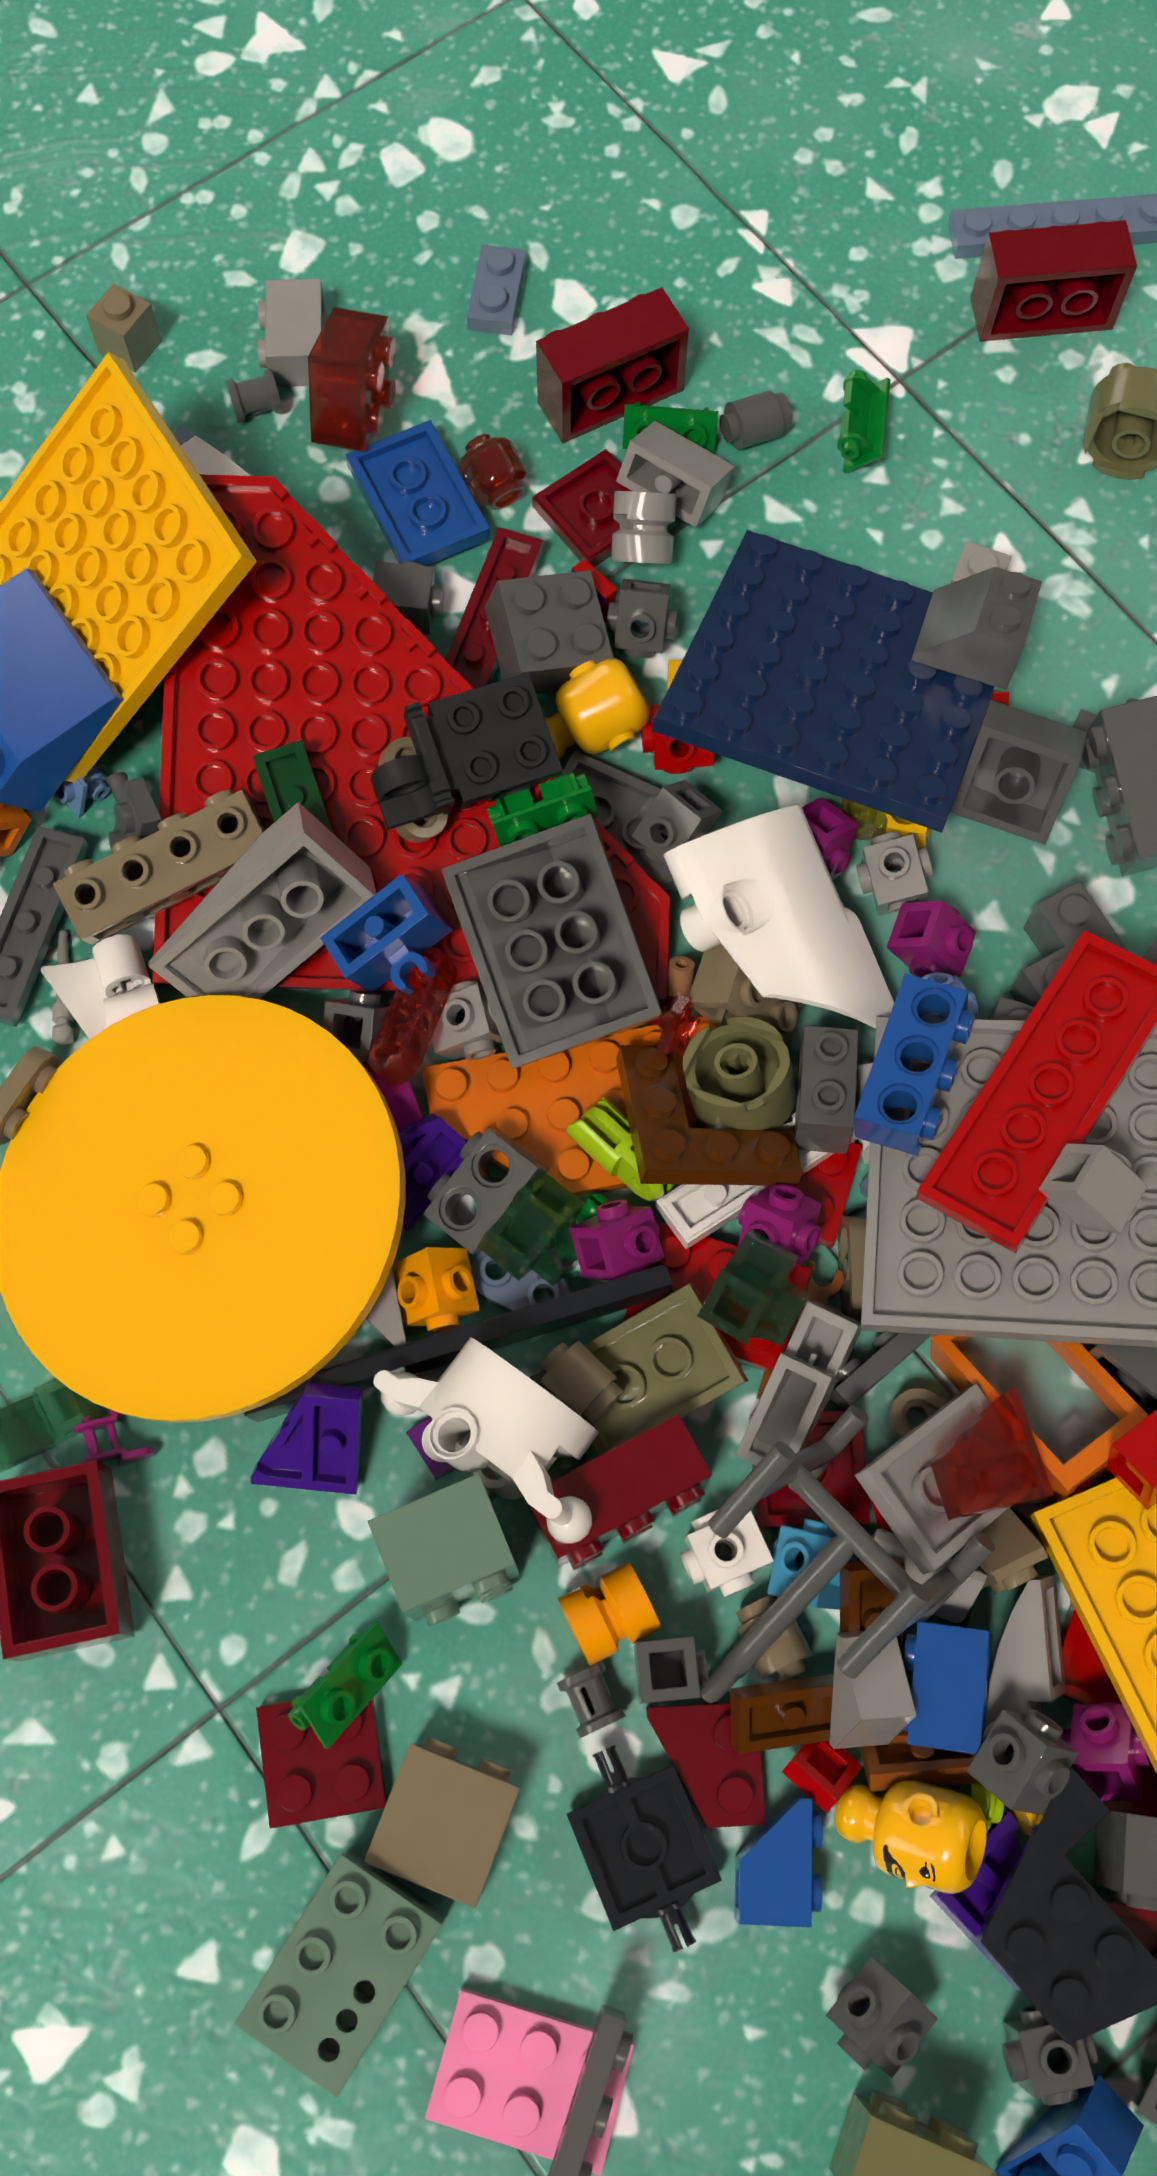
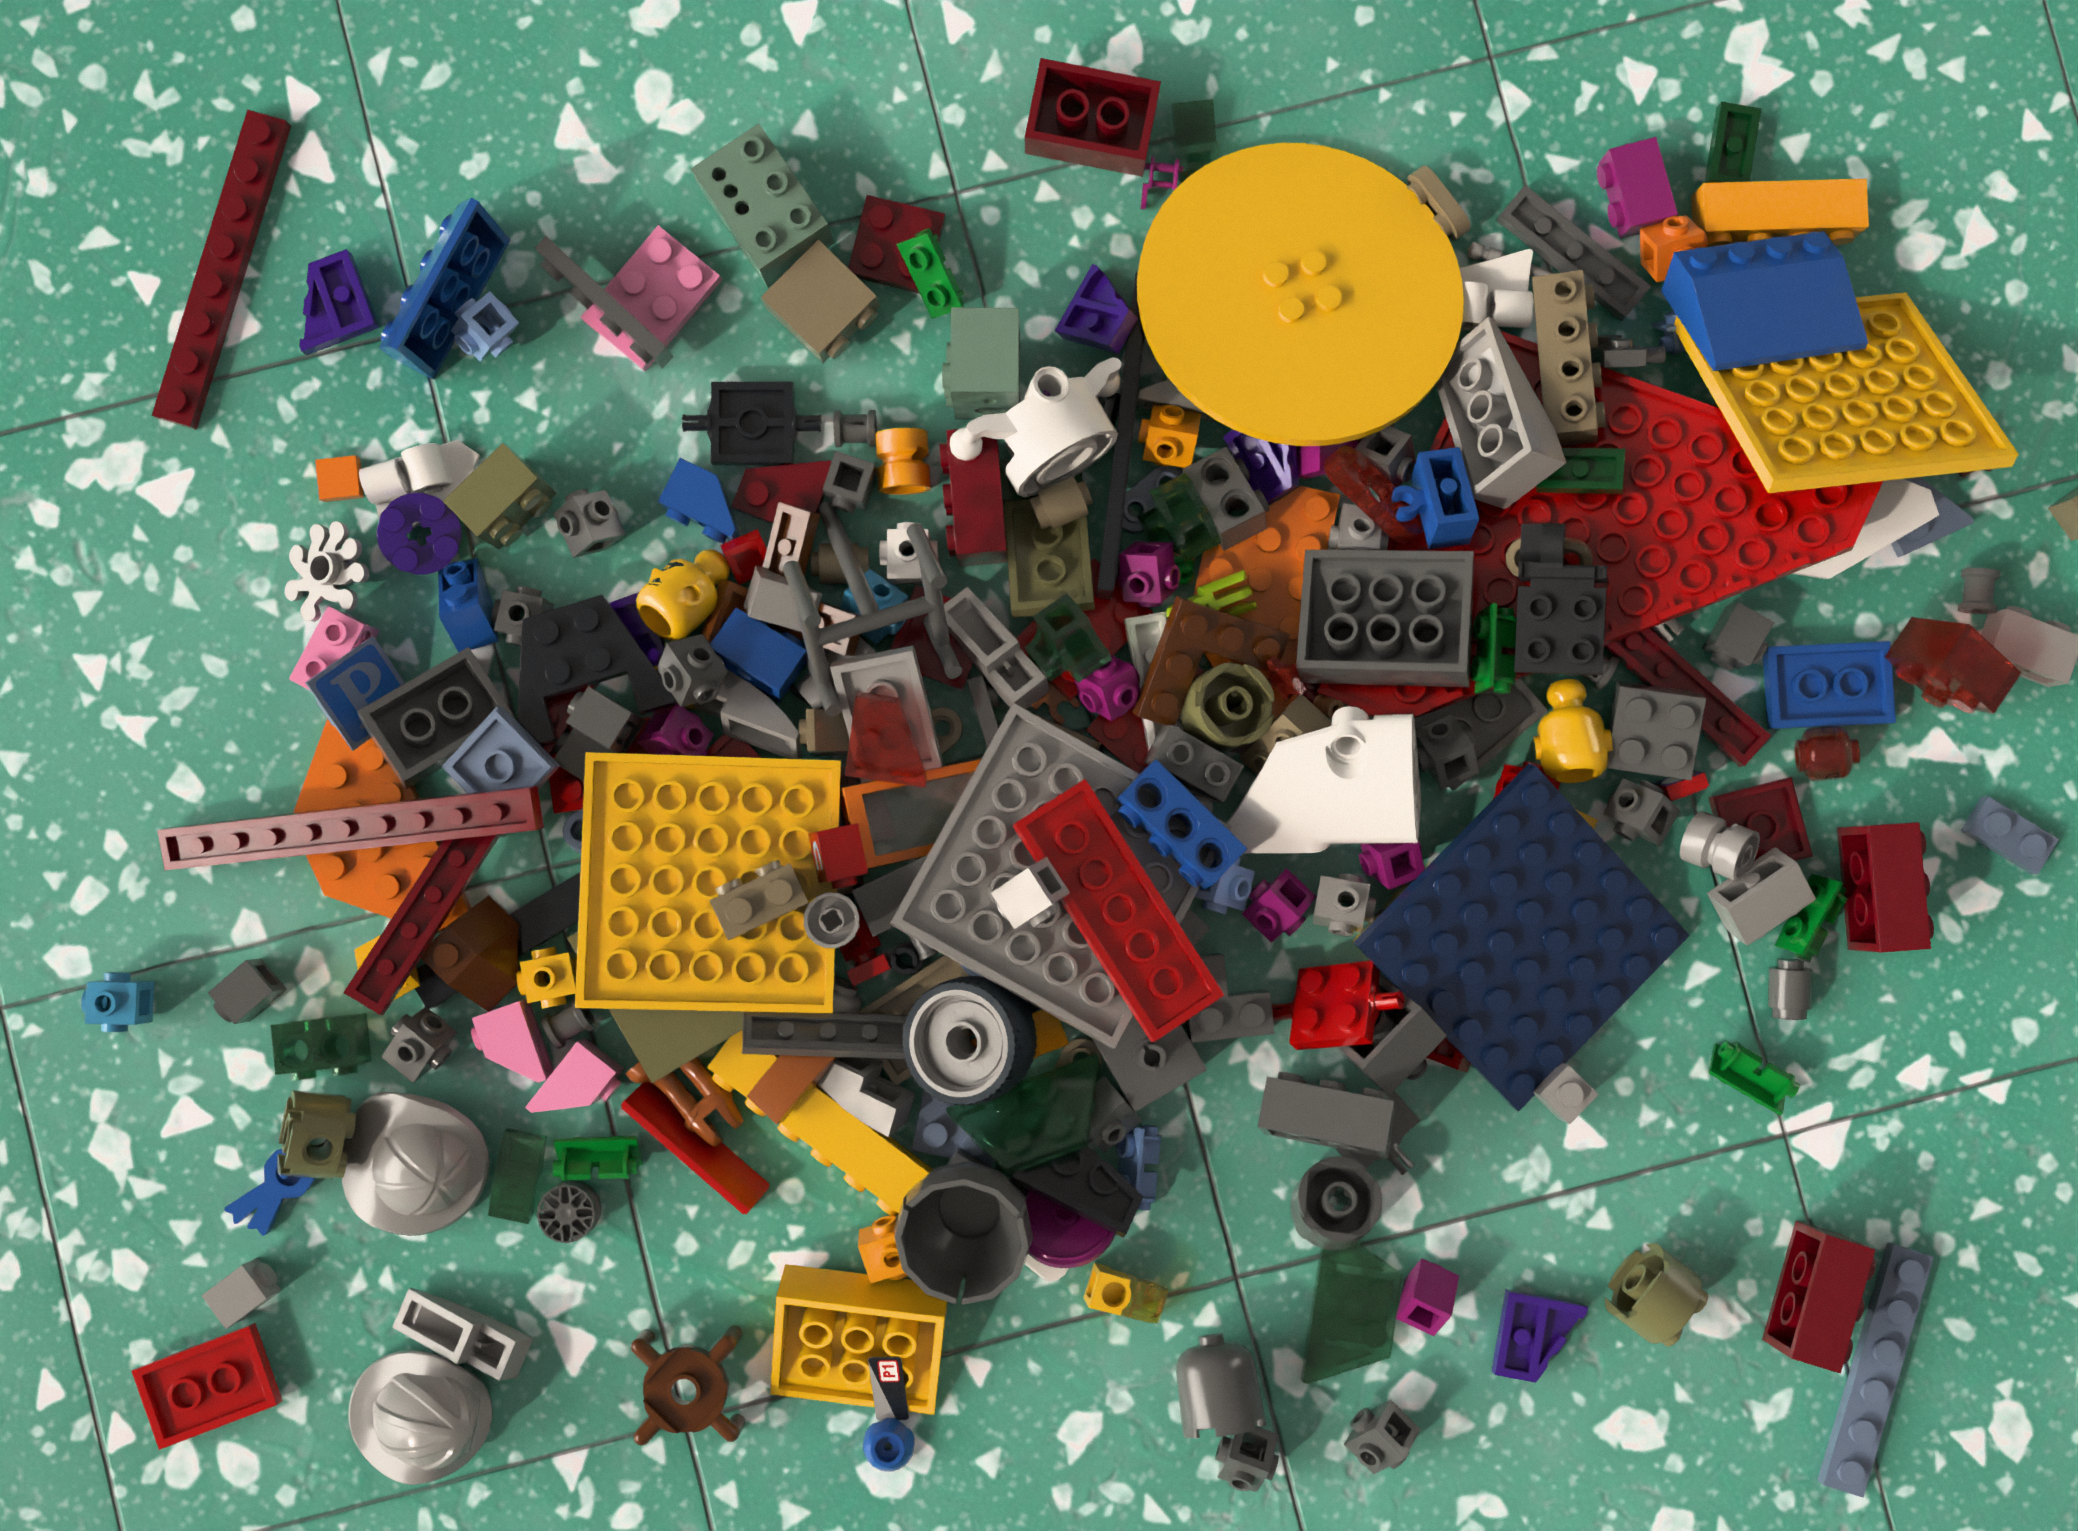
camera: 115 degrees right, 15 degrees up
(979, 625) = (1516, 1061): dark grey slope -> none
(1014, 830) = (1336, 1005): none -> red plate

